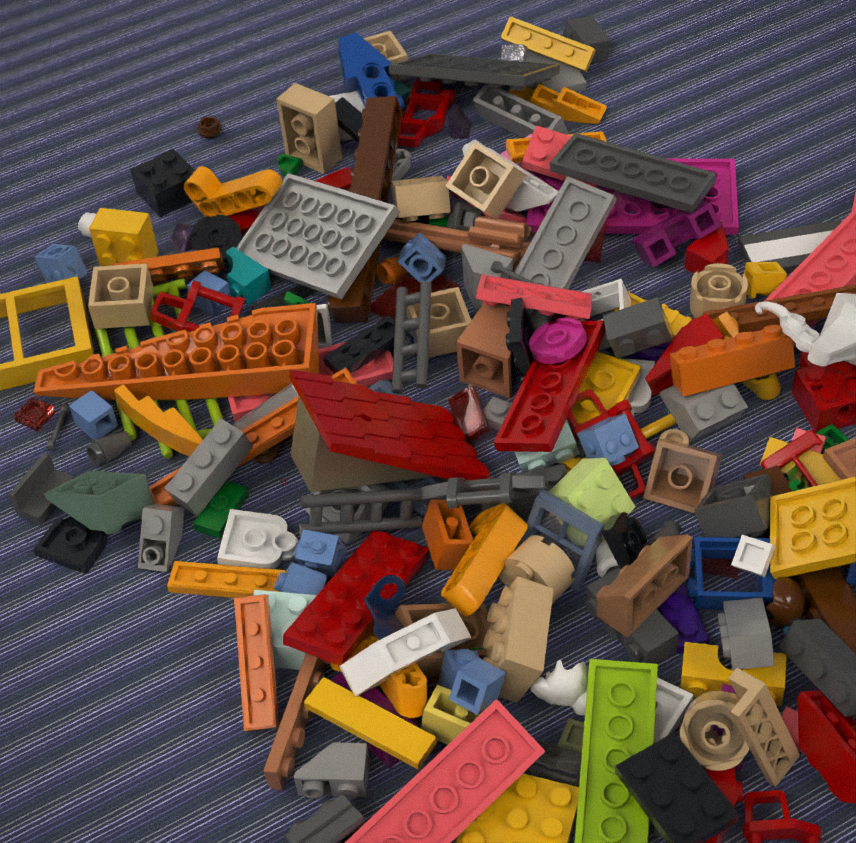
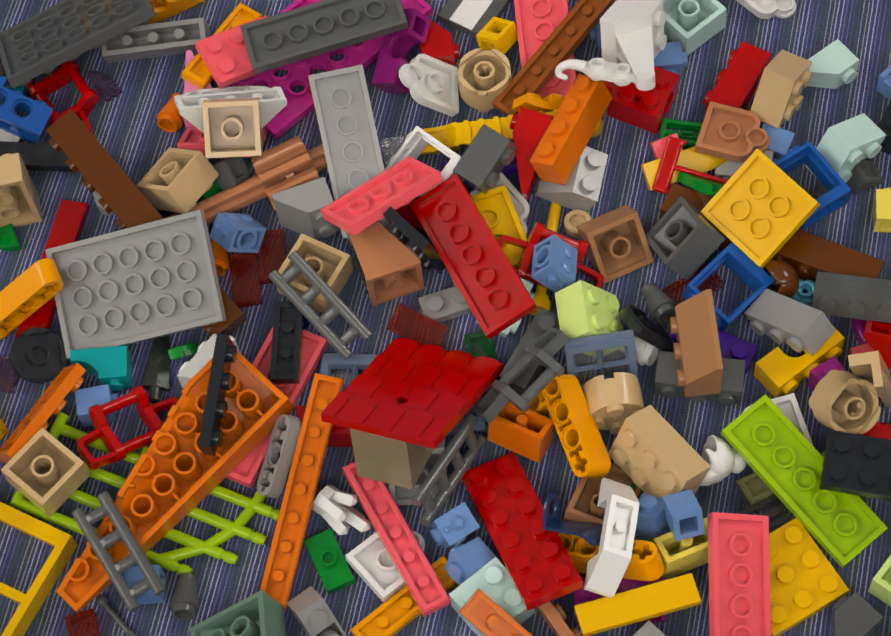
camera: 45 degrees left, 15 degrees up
(101, 387) = (136, 555): none -> dark grey bar
(165, 426) = (222, 540): light orange slope -> none
(208, 467) = (303, 539): light grey brick -> none
(263, 324) = (215, 404): none -> black plate
(266, 480) = (337, 510): none -> white rock
(270, 538) = (398, 542): none -> coral tile
(497, 267) = (324, 193): dark grey hinge -> none
(499, 462) = (480, 346): none -> dark green tile
(557, 341) = (440, 217): dark pink tile -> none
(671, 268) = (432, 83): none -> white plate
(753, 555) = (739, 265): white plate -> none

